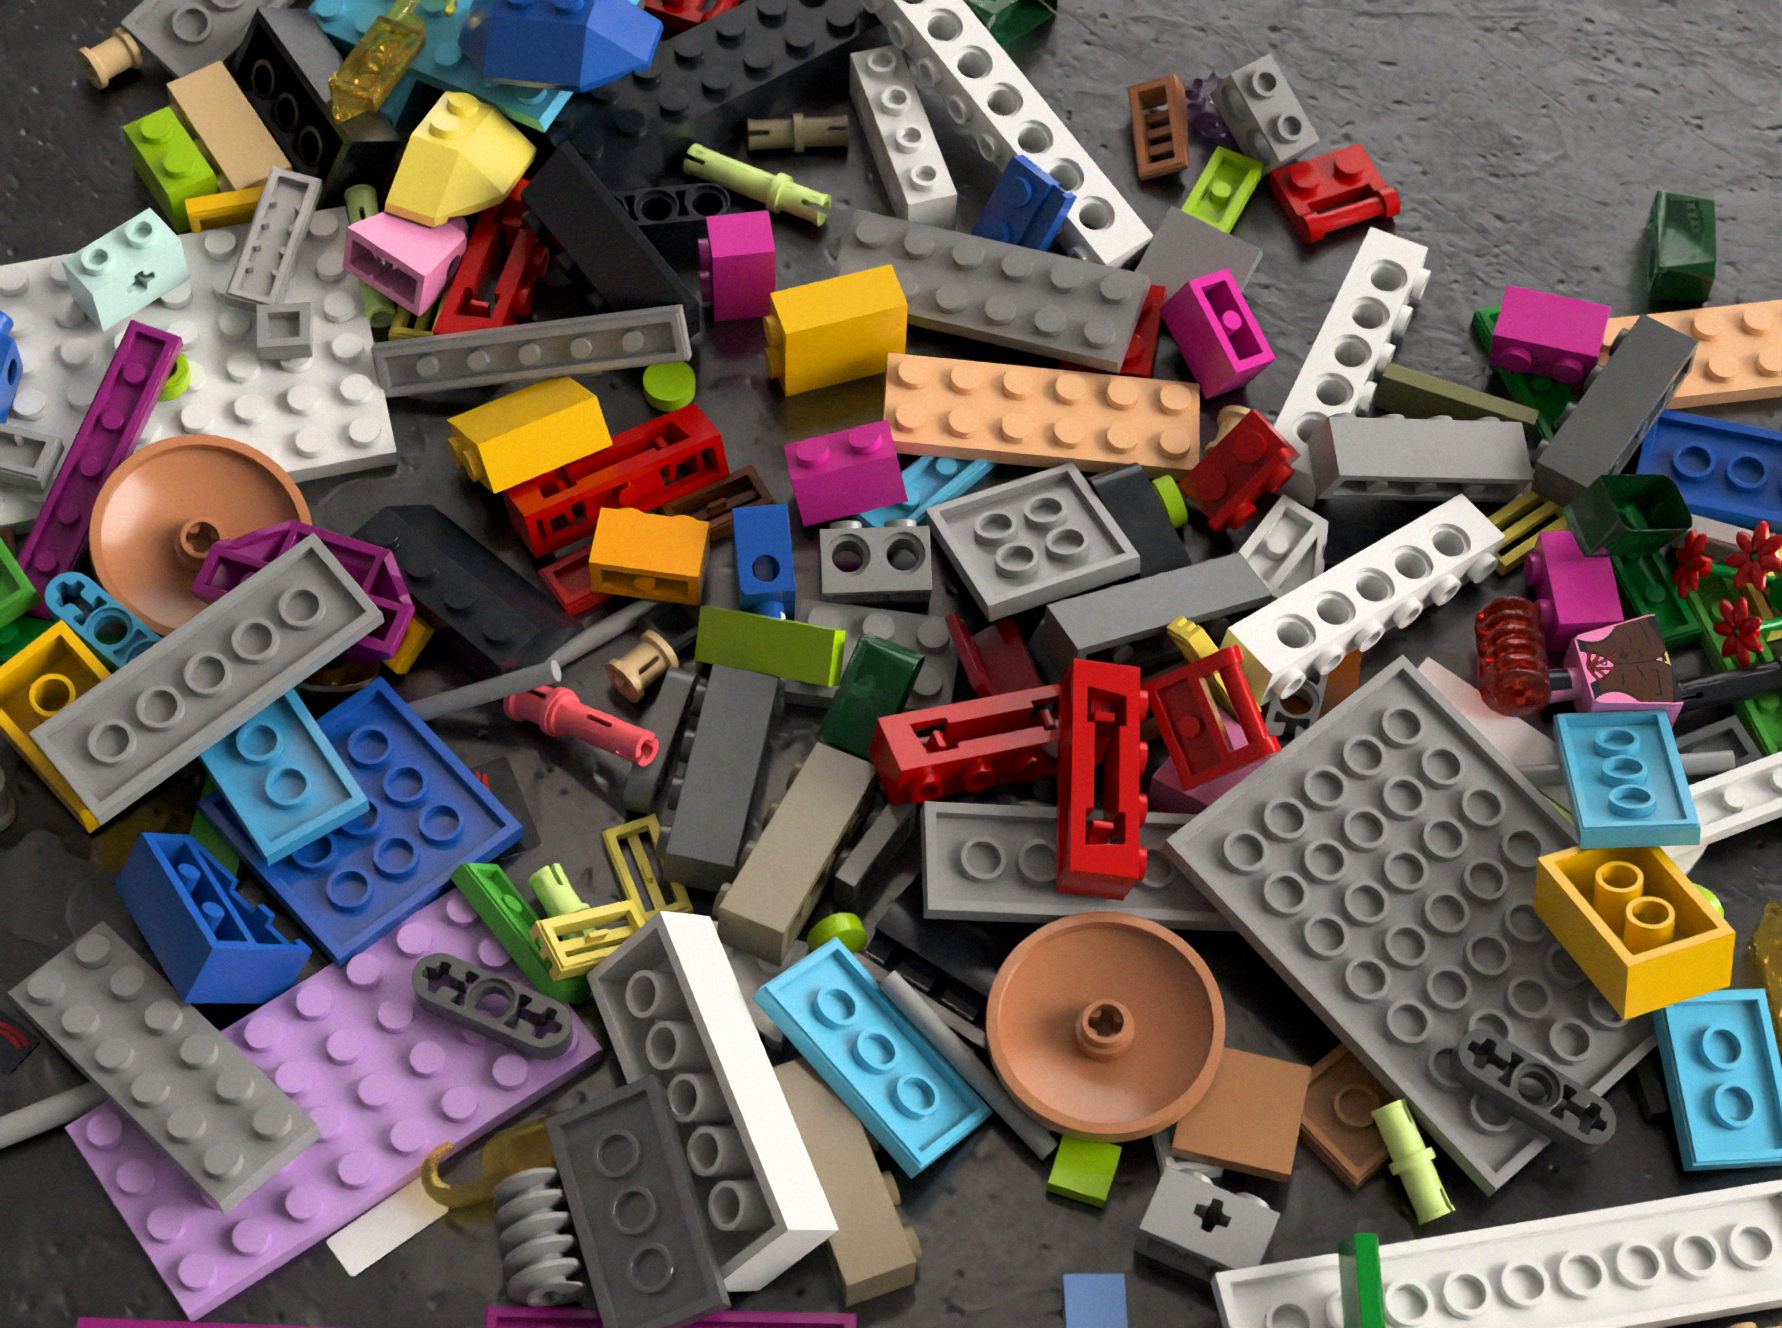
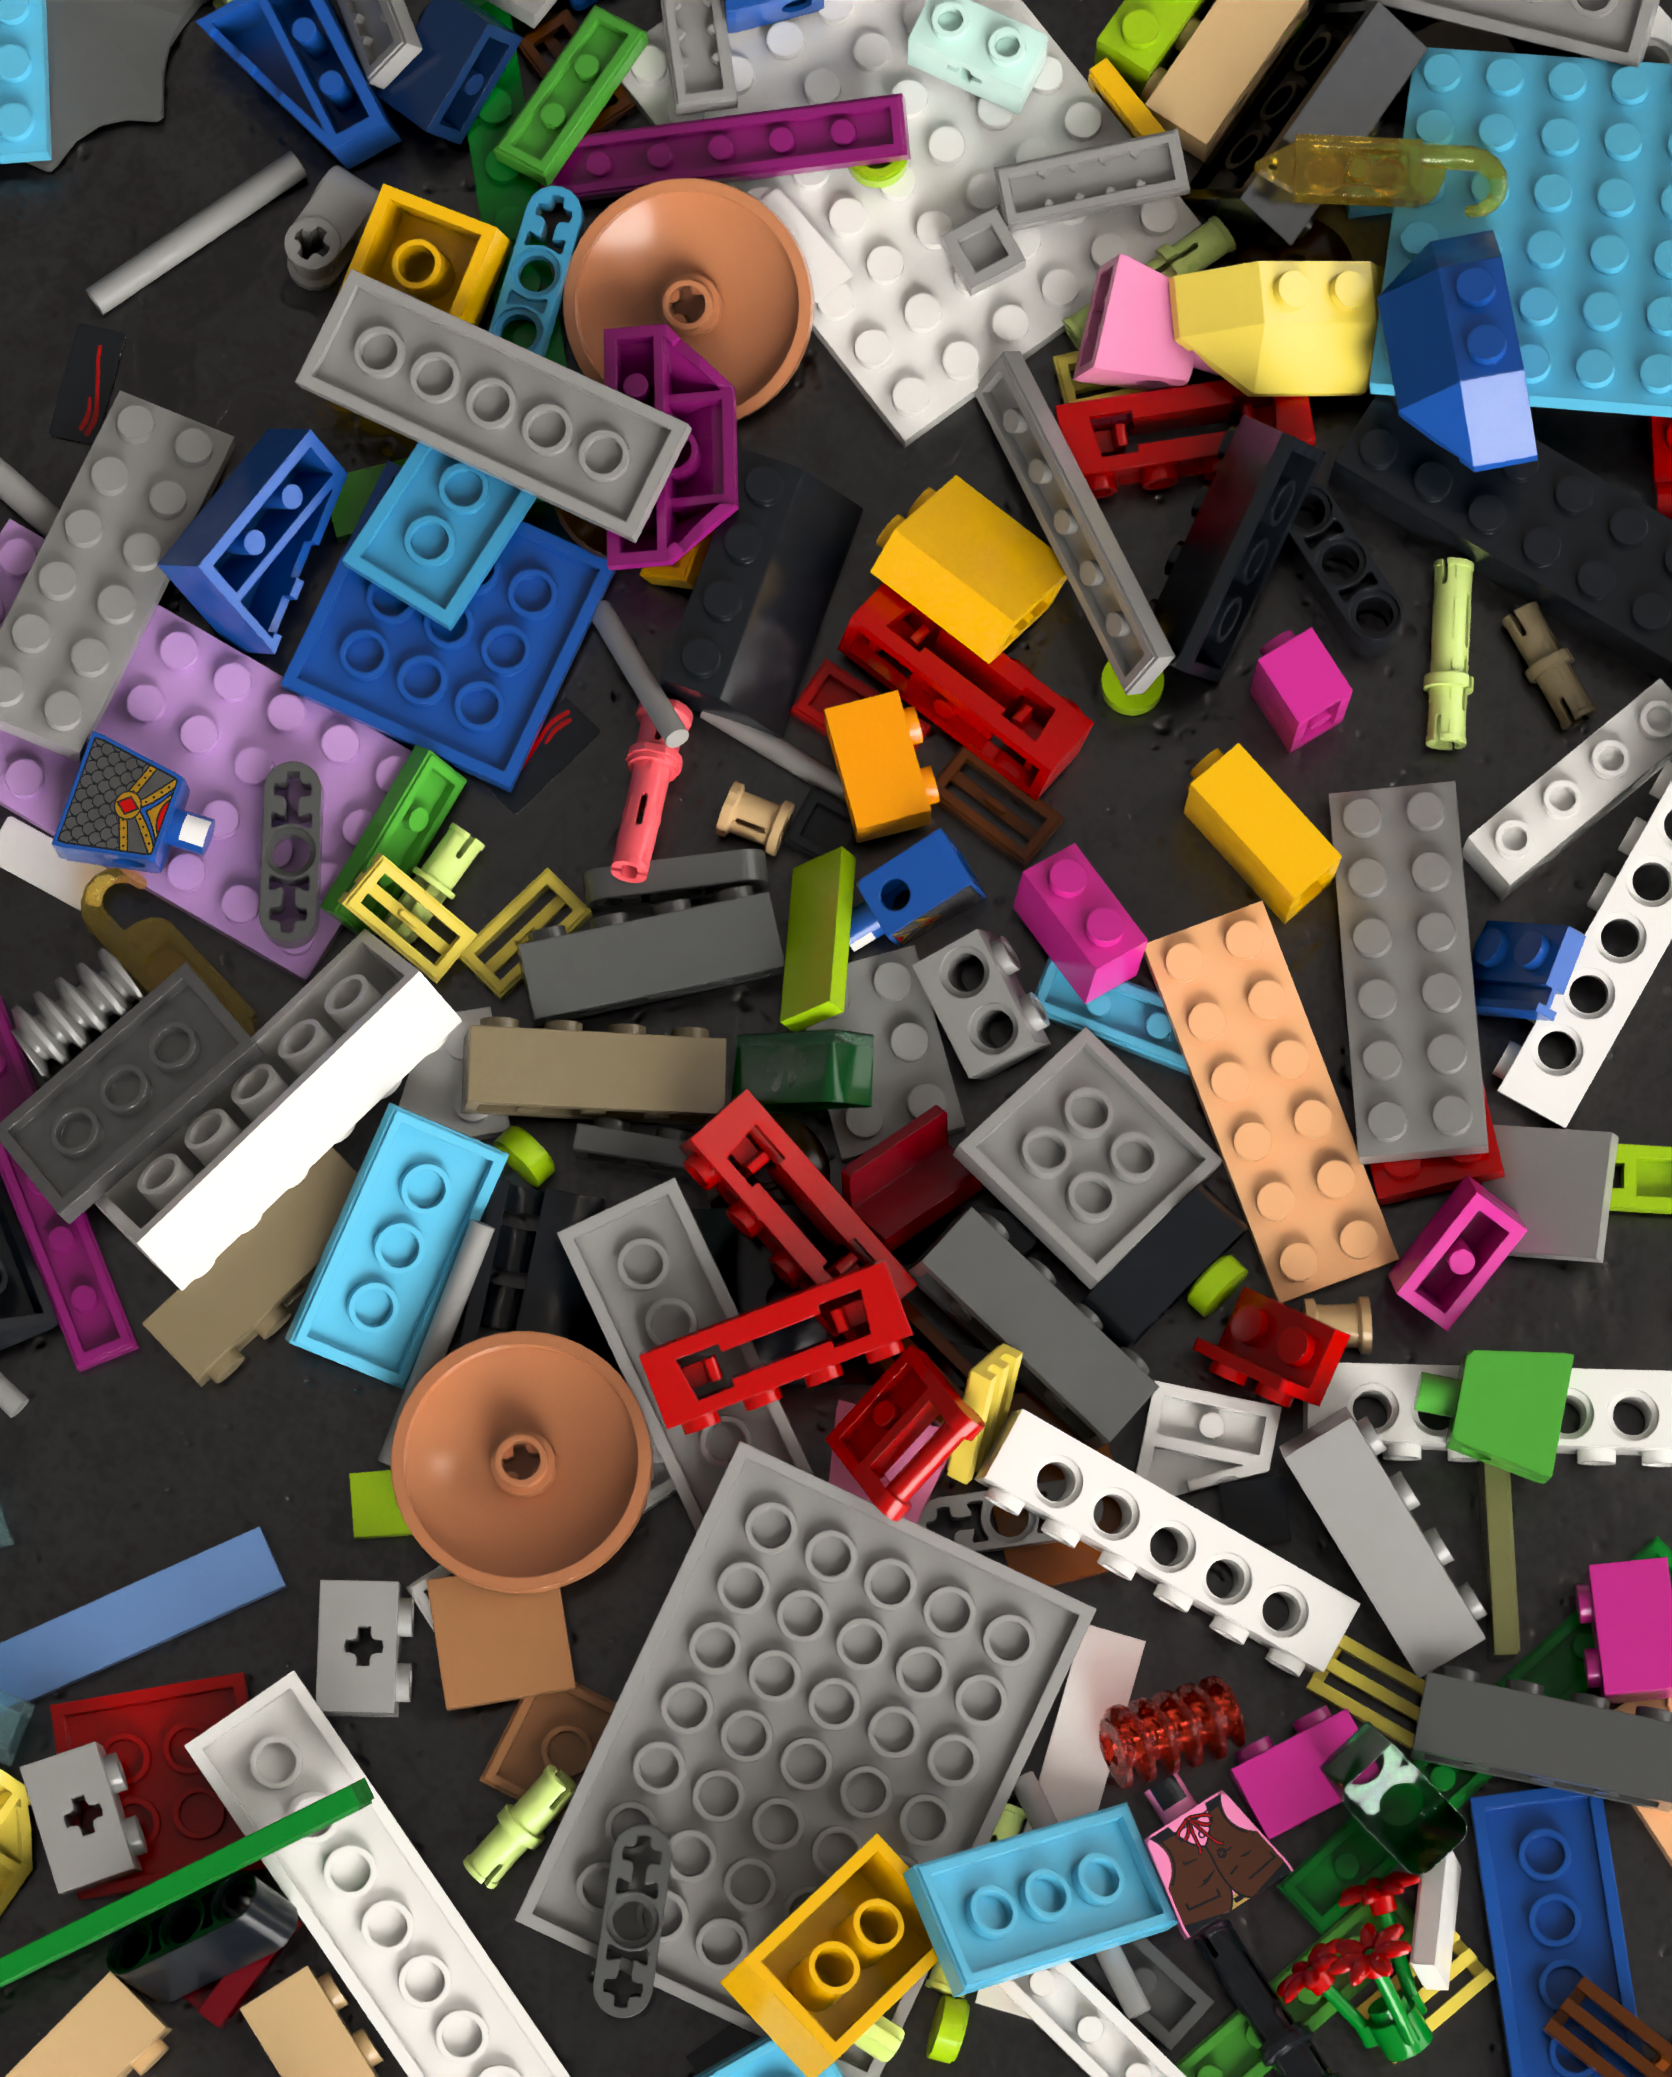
camera: 70 degrees right, 20 degrees up
(385, 1114) = (127, 811): none -> torso
(1357, 336) = (1503, 1408): none -> bright green torso

